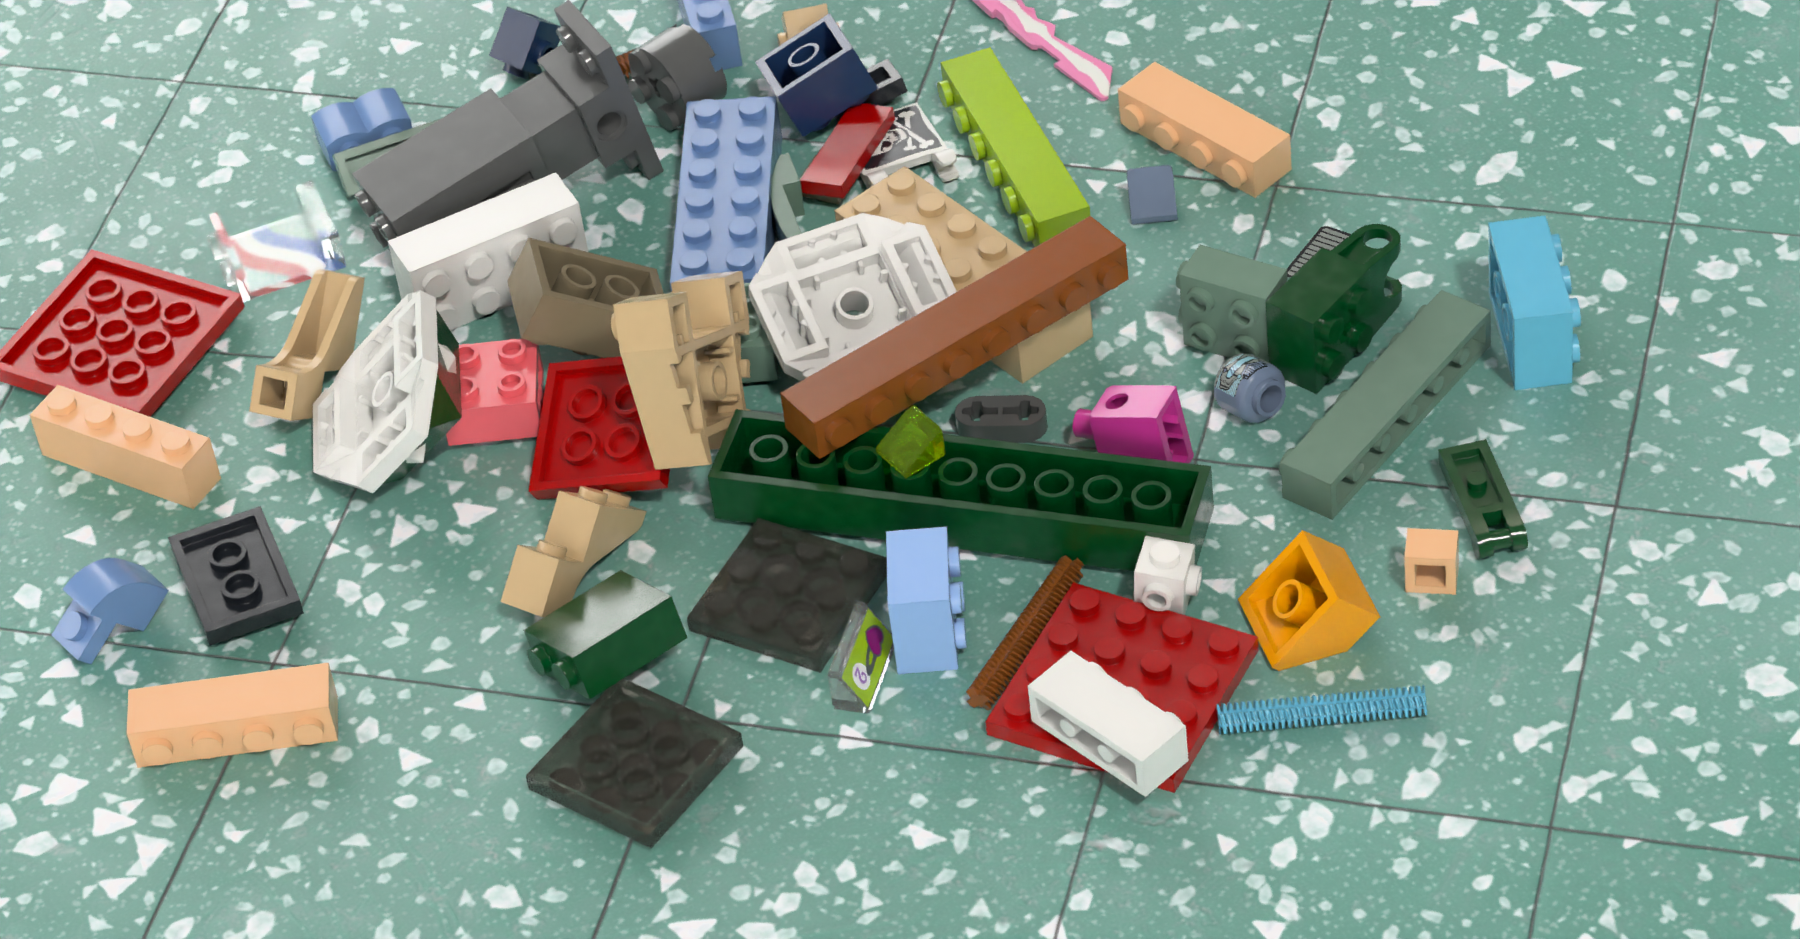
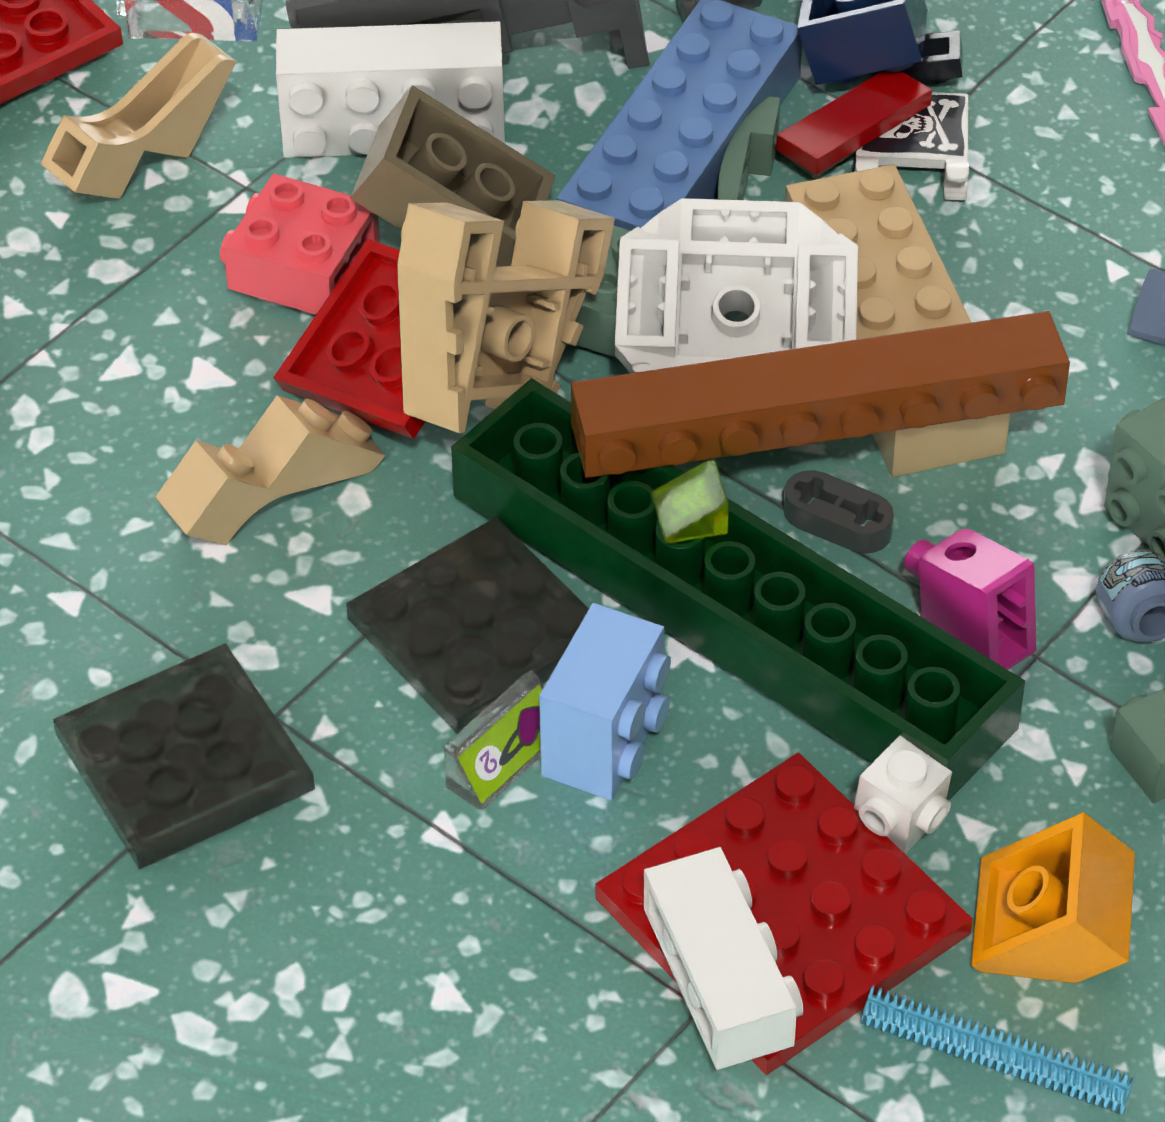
camera: 20 degrees right, 5 degrees up
(389, 399) = (179, 215): white piece -> none
(604, 634) = (235, 587): dark green brick -> none
(1011, 146) = (1039, 191): lime brick -> none
(1023, 634) = (705, 789): dark orange axle -> none

